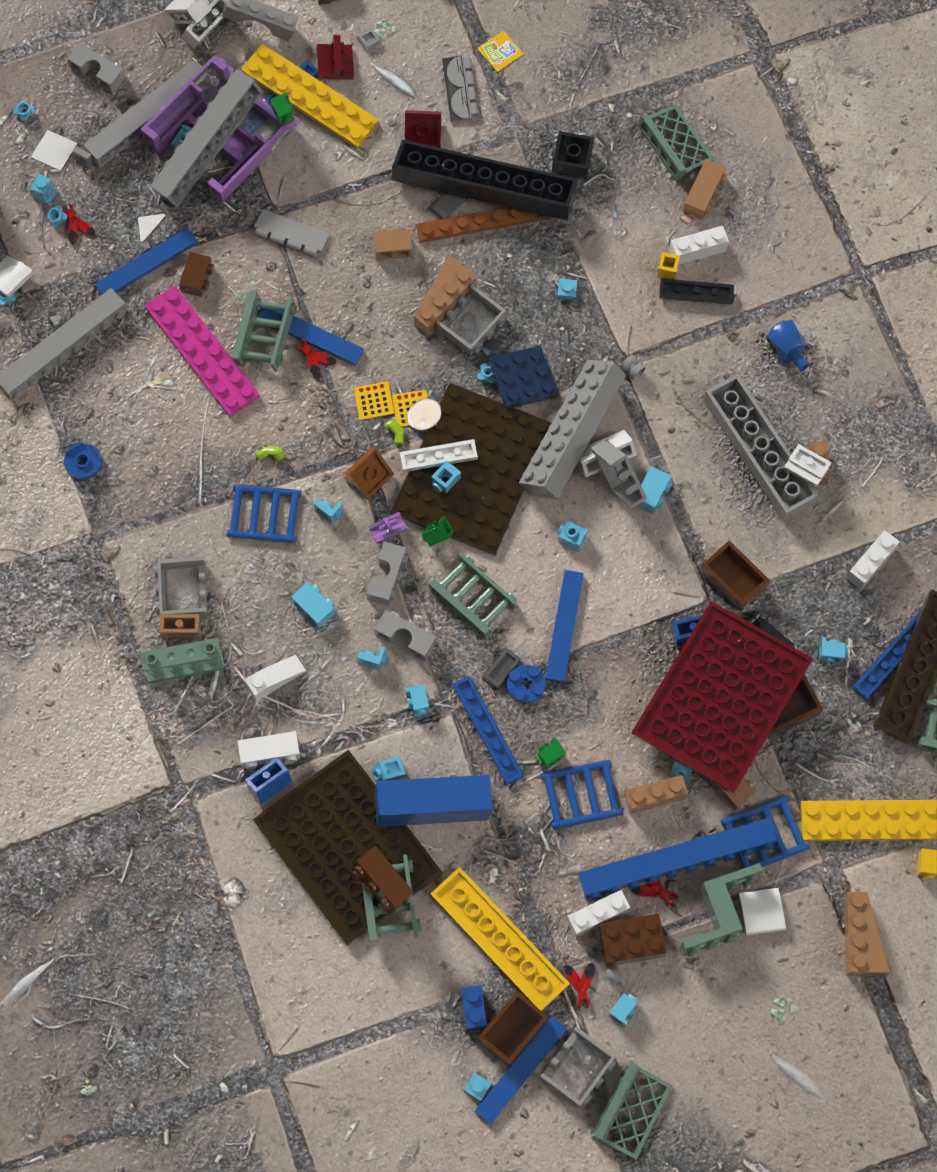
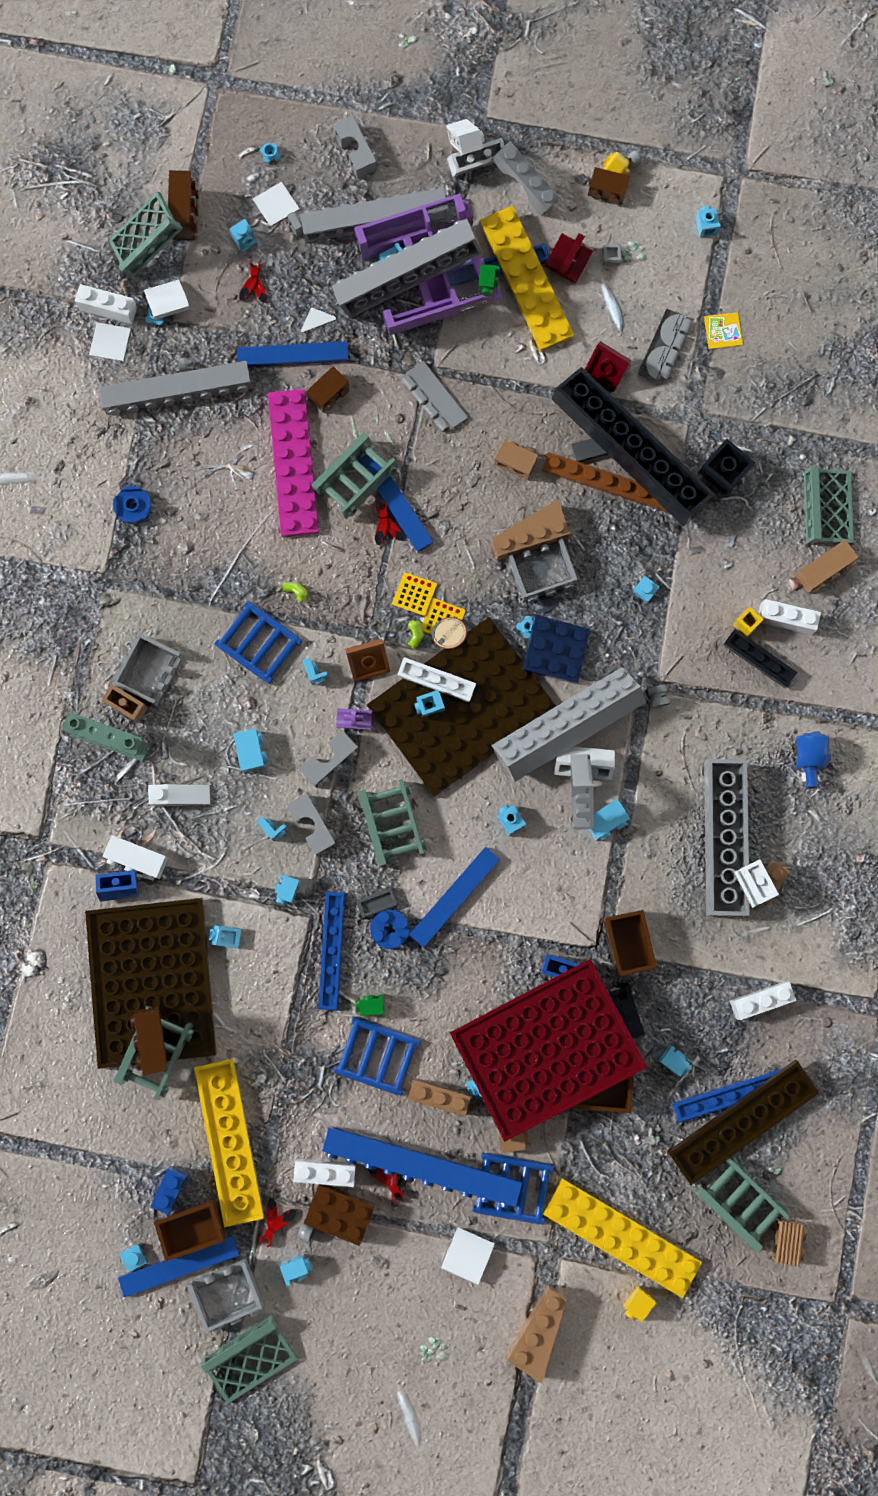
camera: 30 degrees right, 10 degrees up
(52, 215) = (238, 263): medium azure plate -> none
(433, 800) = (242, 989): blue piece -> none
(437, 532) = (394, 749): green brick -> none
(721, 910) = (430, 1237): sand green bracket -> none

